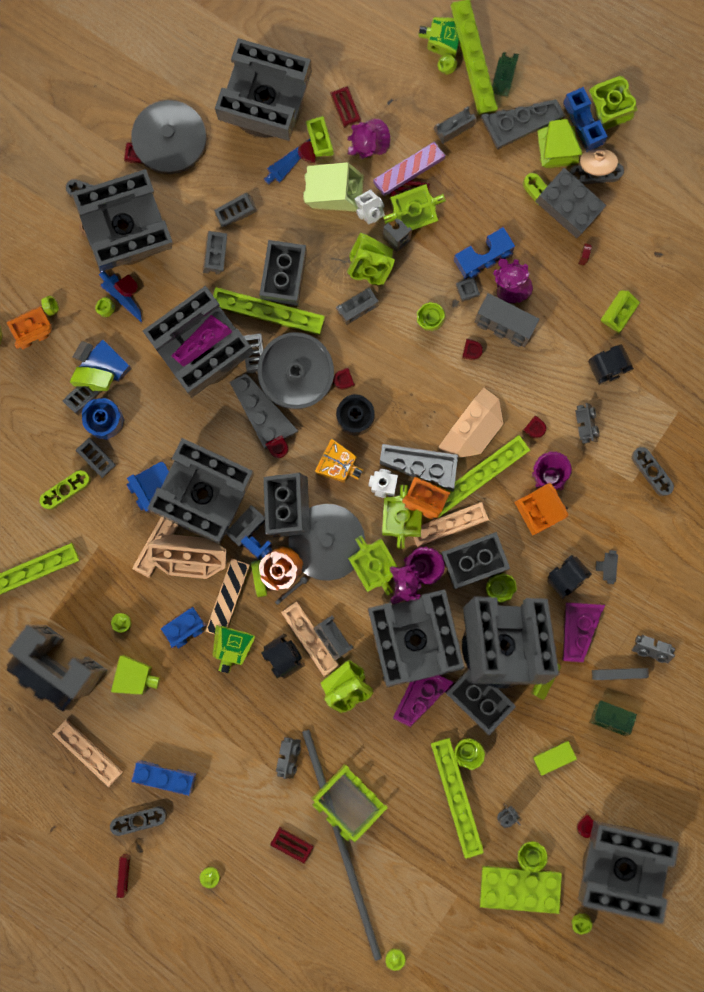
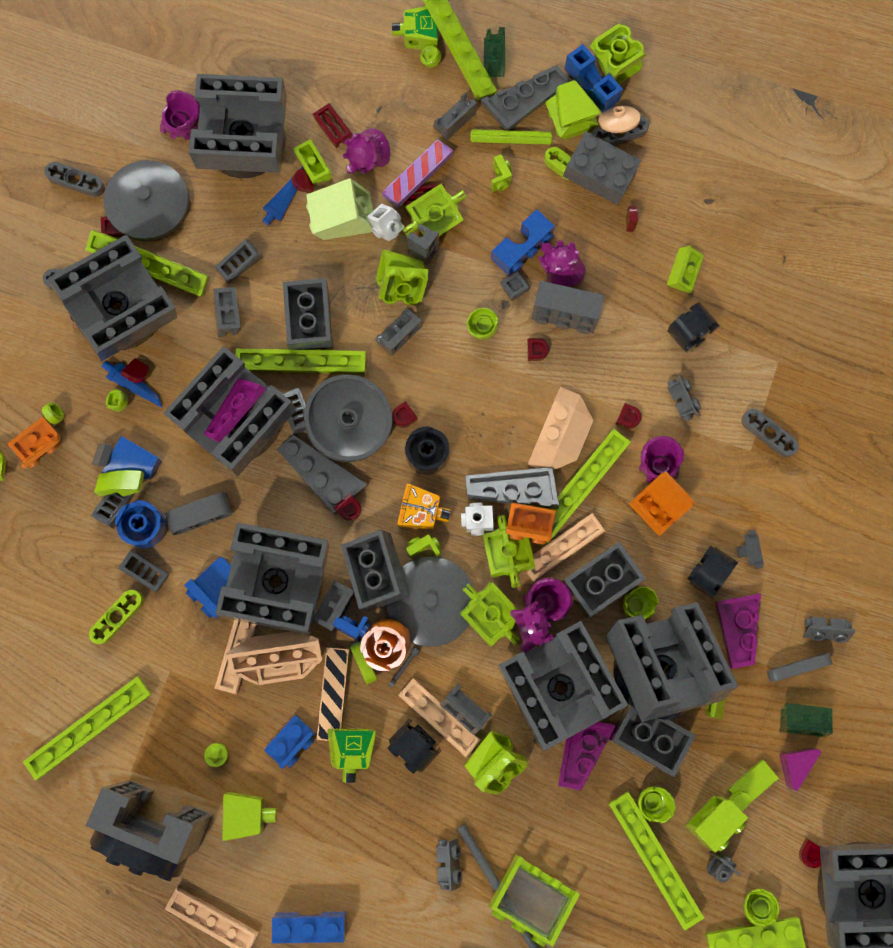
camera: 20 degrees left, 5 degrees down
(107, 96) = (68, 172): none -> dark grey beam
(152, 420) = (199, 513): none -> dark grey beam
(164, 197) = (158, 266): none -> lime plate
(215, 67) = (180, 114): none -> magenta hair
(328, 493) = (418, 545): none -> lime bracket
(484, 183) = (503, 171): none -> lime bracket
(498, 154) = (507, 136): none -> lime axle
(517, 779) = (719, 820): none -> lime hinge
(595, 752) = (797, 766): none -> magenta slope

